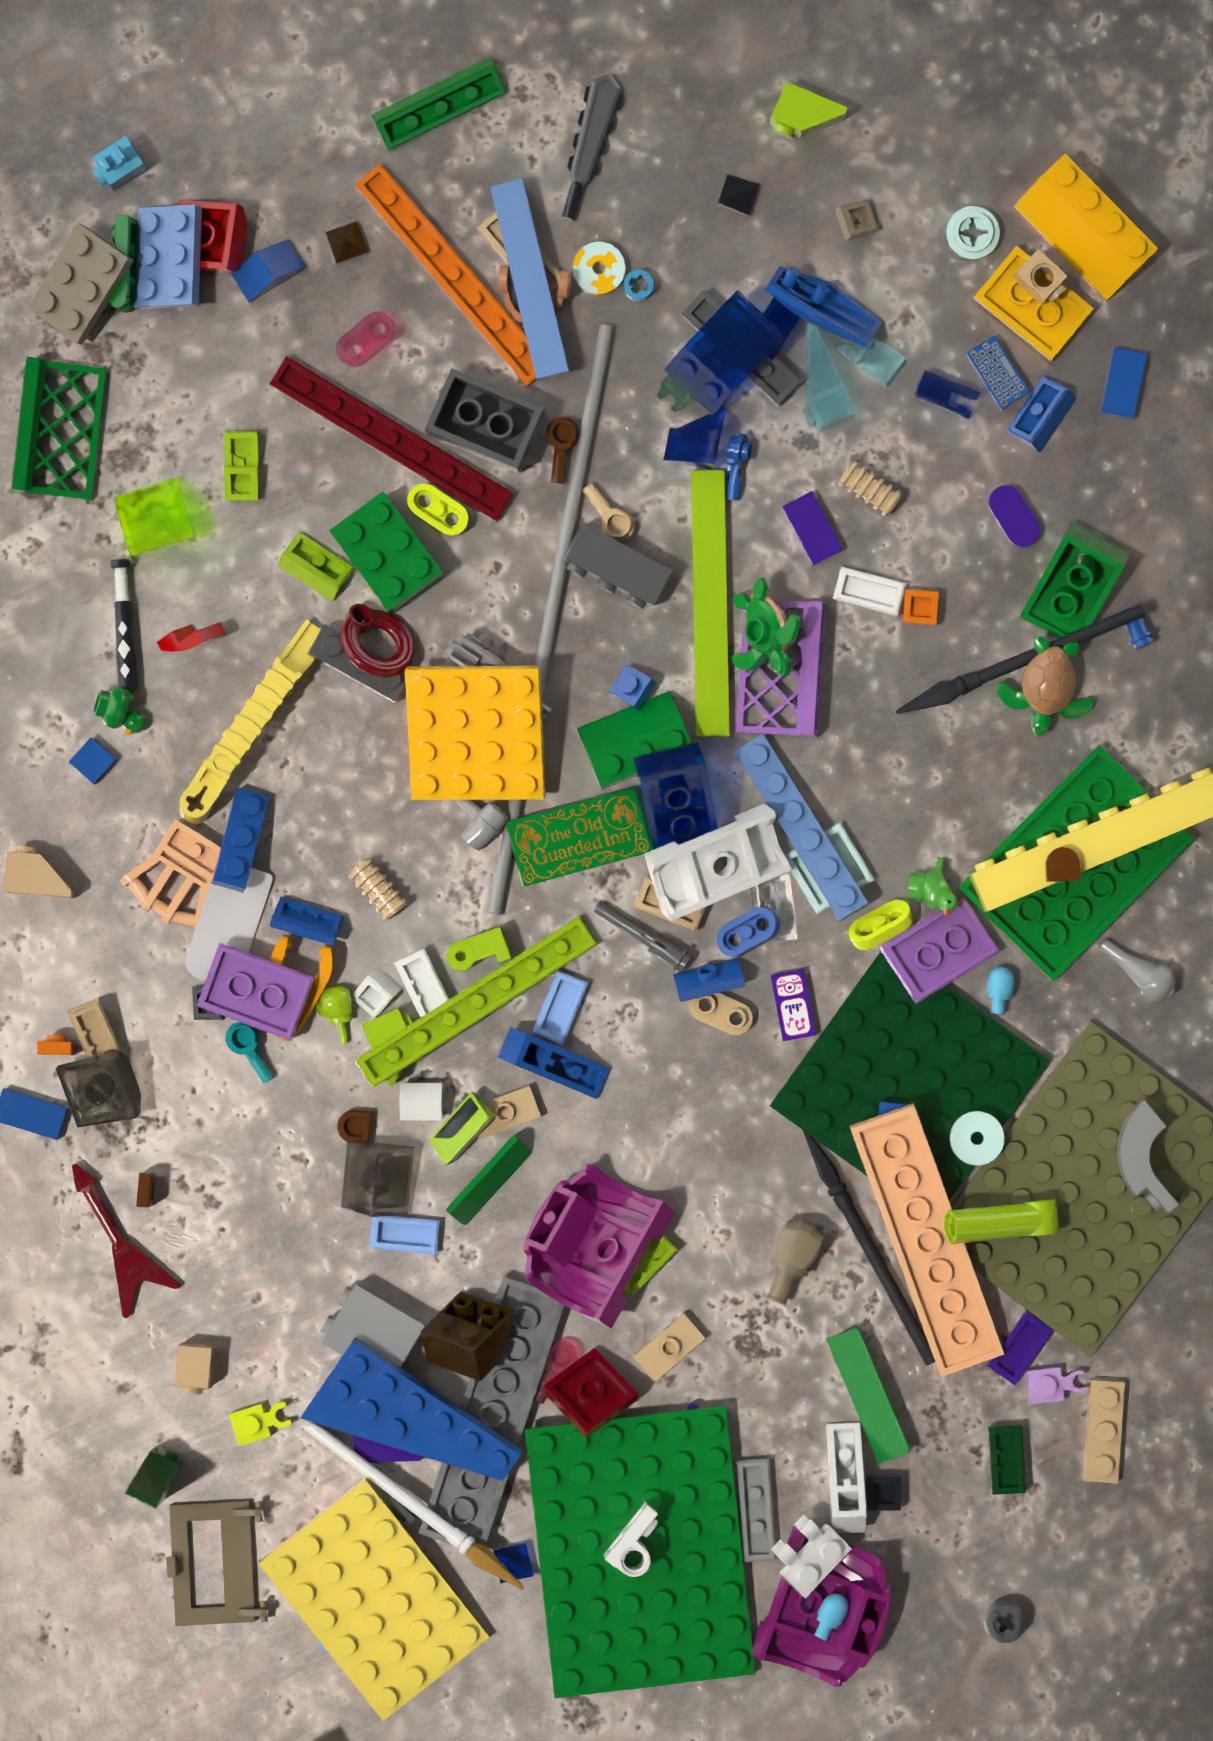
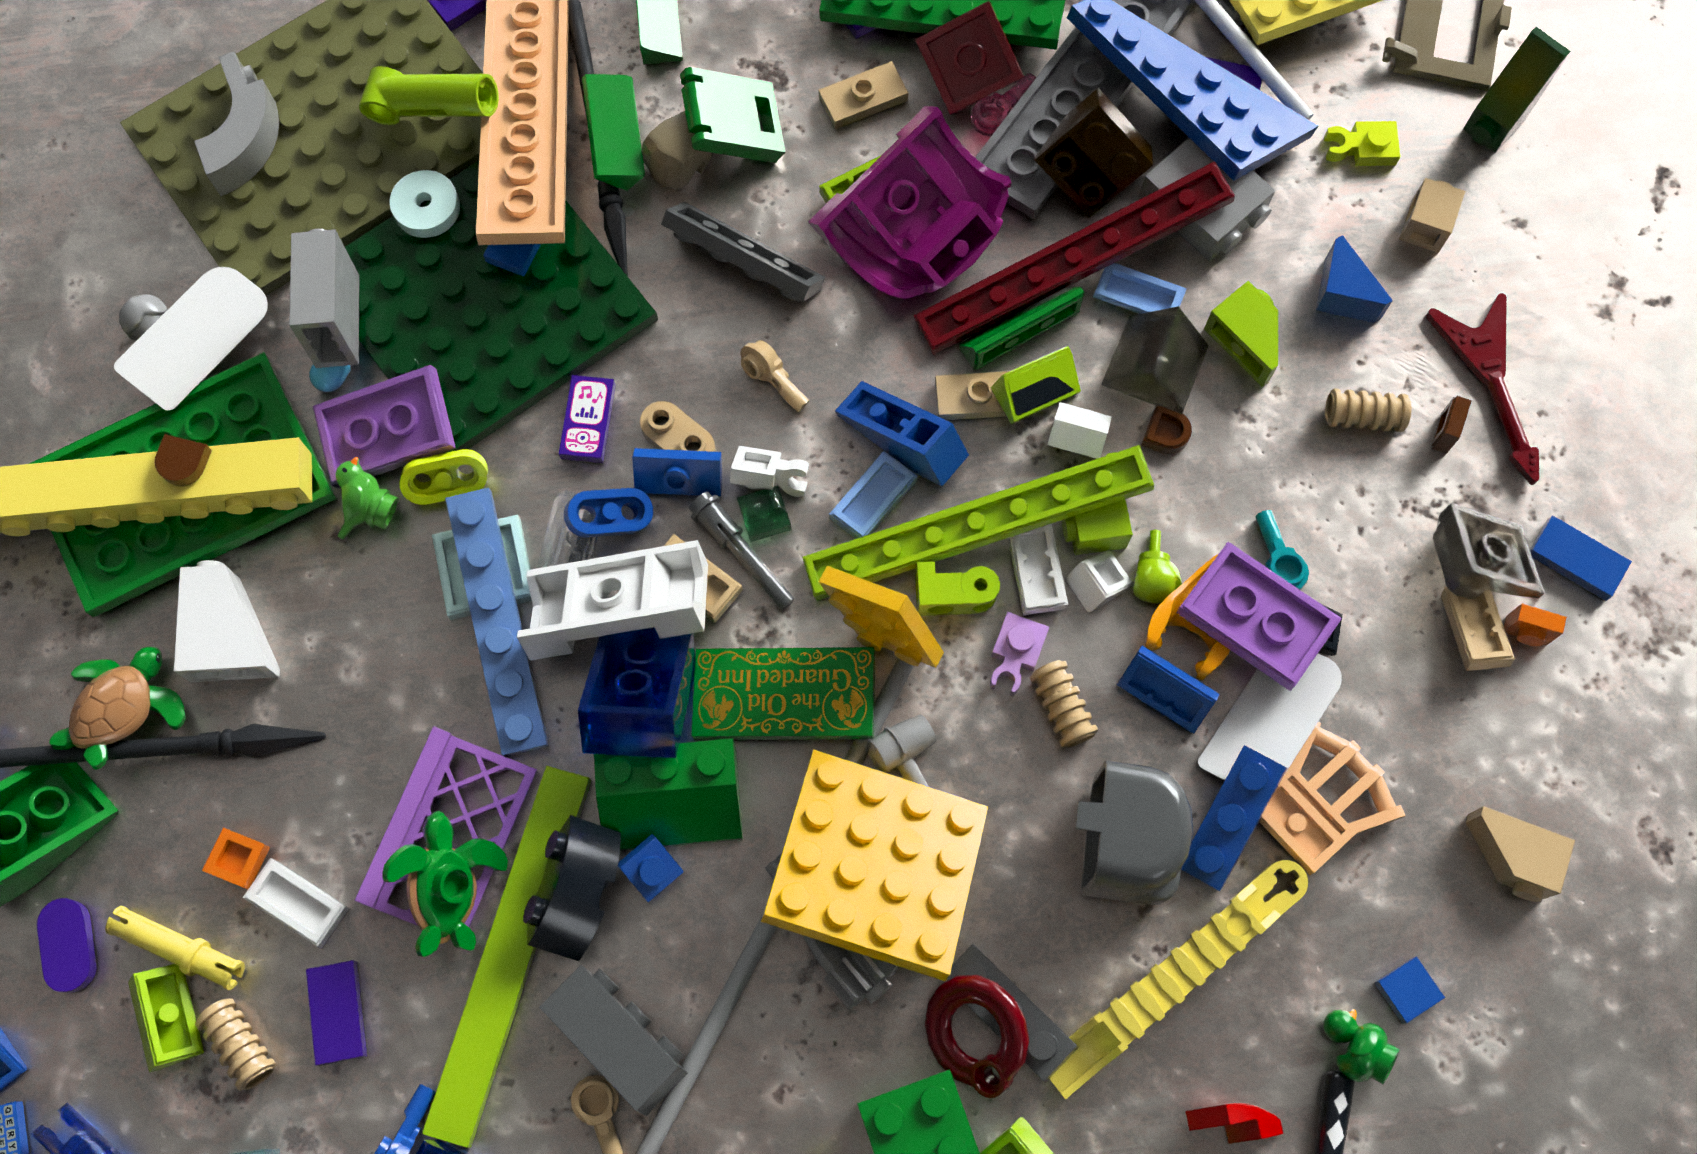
camera: 165 degrees left, 15 degrees down
(209, 1184) = (1368, 410): none -> tan piece
(248, 1284) = (1350, 287): none -> blue slope
(306, 802) = (1135, 834): none -> dark grey piece
(313, 1224) = (1248, 331): none -> lime slope
(421, 925) = (1017, 647): none -> lavender plate
(461, 1241) = (1074, 258): none -> dark red tile
(522, 897) = (881, 617): none -> yellow plate
(636, 970) = (764, 513): none -> clear green tile
(649, 1001) = (764, 468): none -> white plate
(676, 1088) = (762, 363): none -> tan plate
(678, 649) = (566, 907): none -> black brick
(719, 1176) = (733, 246): none -> dark grey plate
(767, 1285) = (728, 112): none -> container
(854, 1250) = (613, 129): none -> green slope
(927, 491) = (165, 1016): none -> lime slope
(937, 537) = (190, 955): none -> light yellow pin
(999, 764) = (218, 628): none -> white slope
(1011, 1025) = (324, 298): none -> light grey brick
(1110, 977) = (193, 336): none -> white sticker

